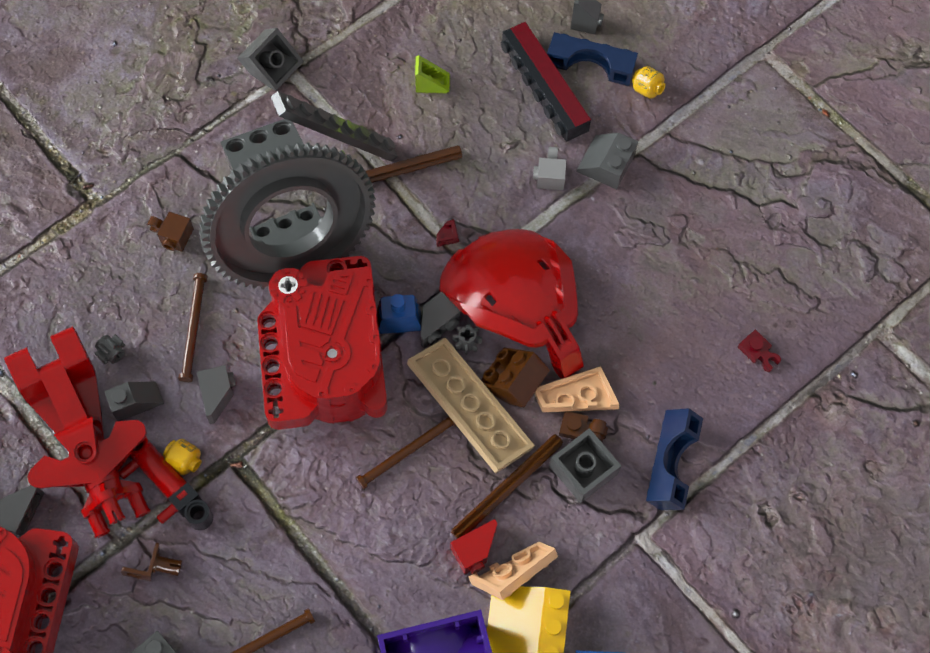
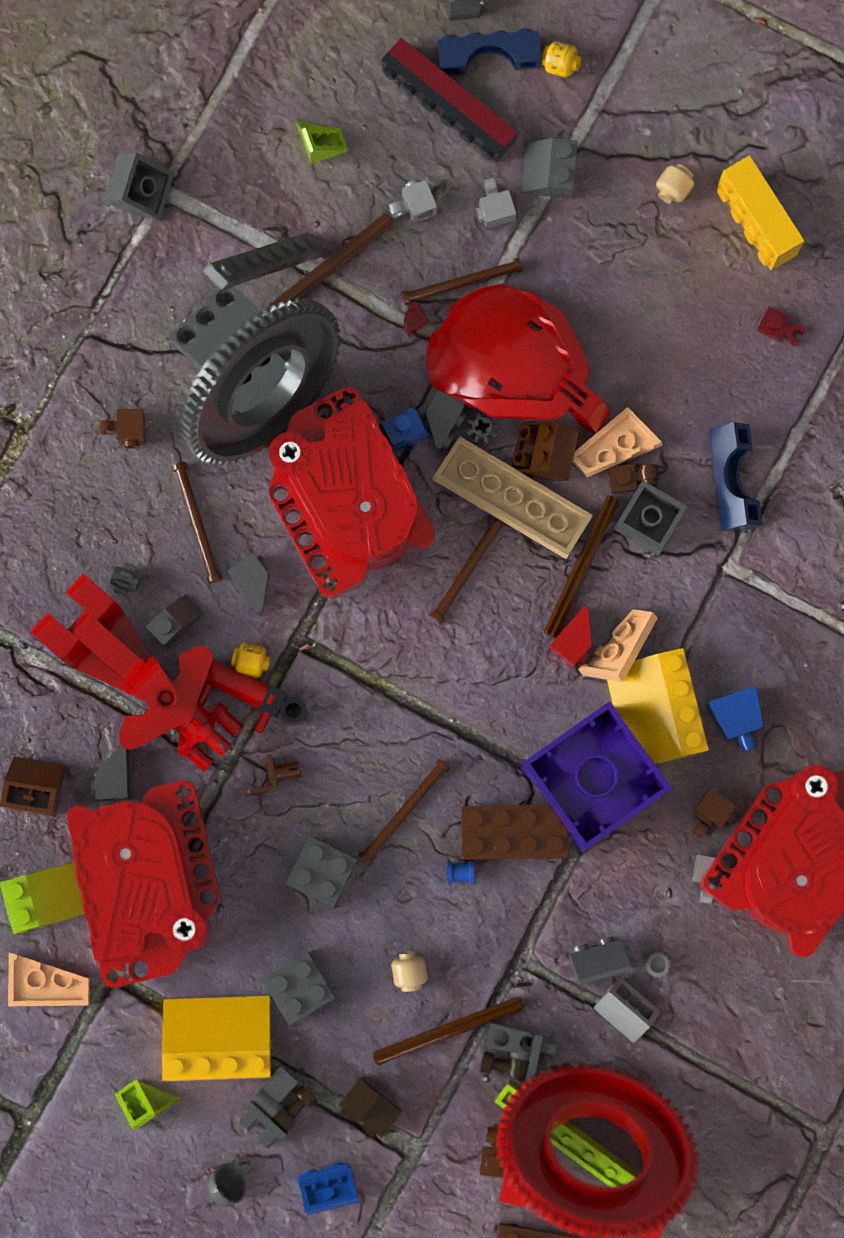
camera: 20 degrees left, 15 degrees up
(487, 145) = (417, 201): none -> light grey brick
(499, 218) = (462, 281): none -> reddish brown bar
(708, 205) = (675, 183): none -> tan head
(773, 250) = (759, 213): none -> yellow brick

